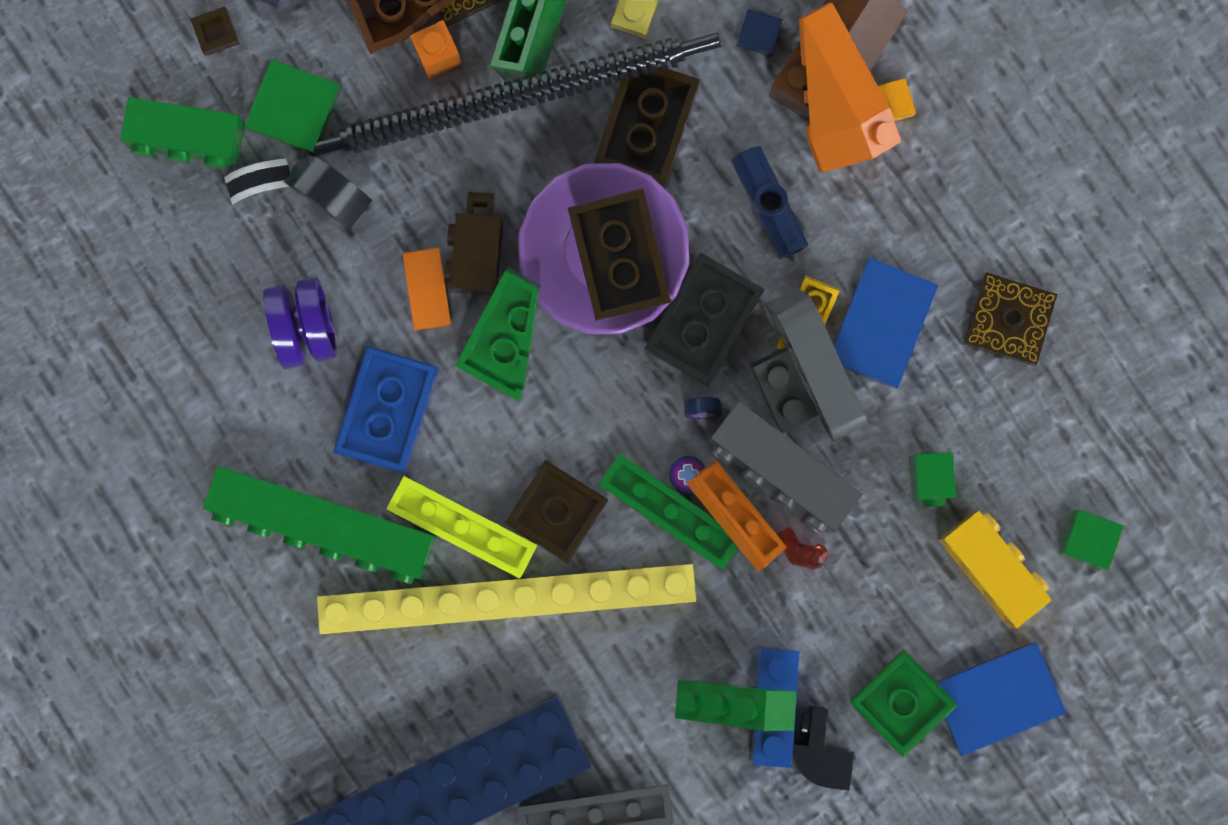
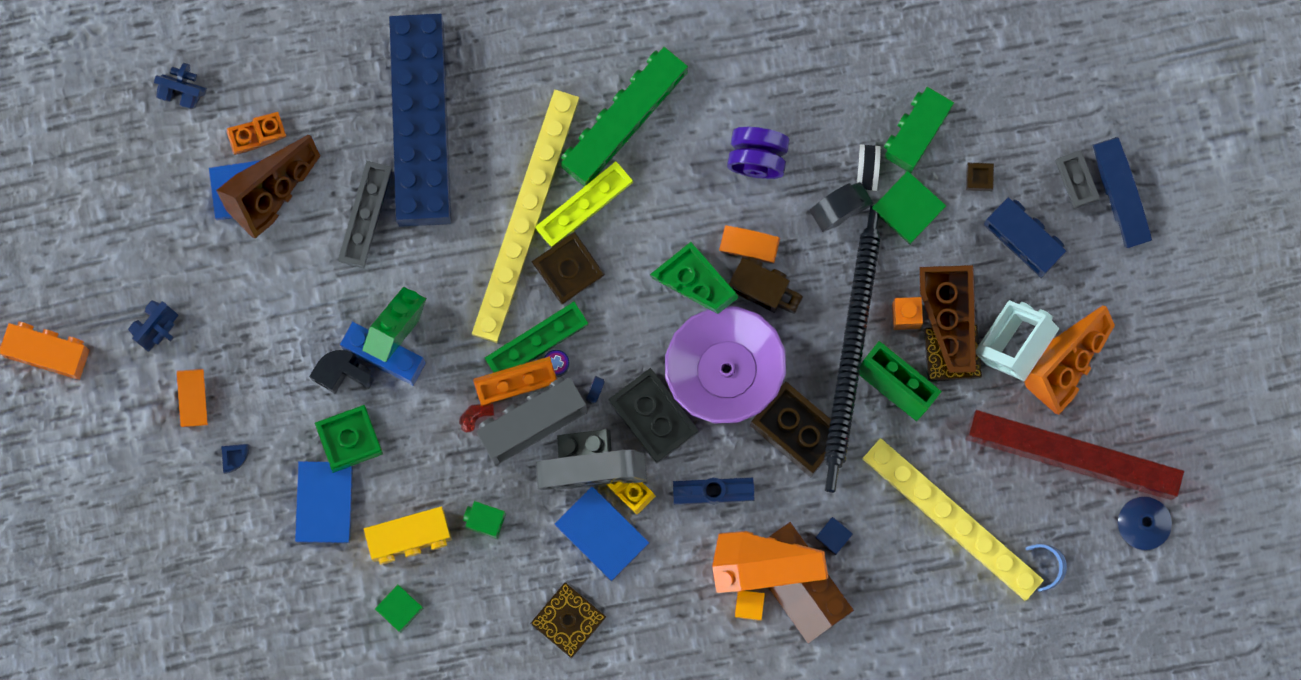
camera: 115 degrees right, 5 degrees down
(386, 409) = (681, 188): blue tile -> none
(619, 254) = (712, 367): dark brown brick -> none

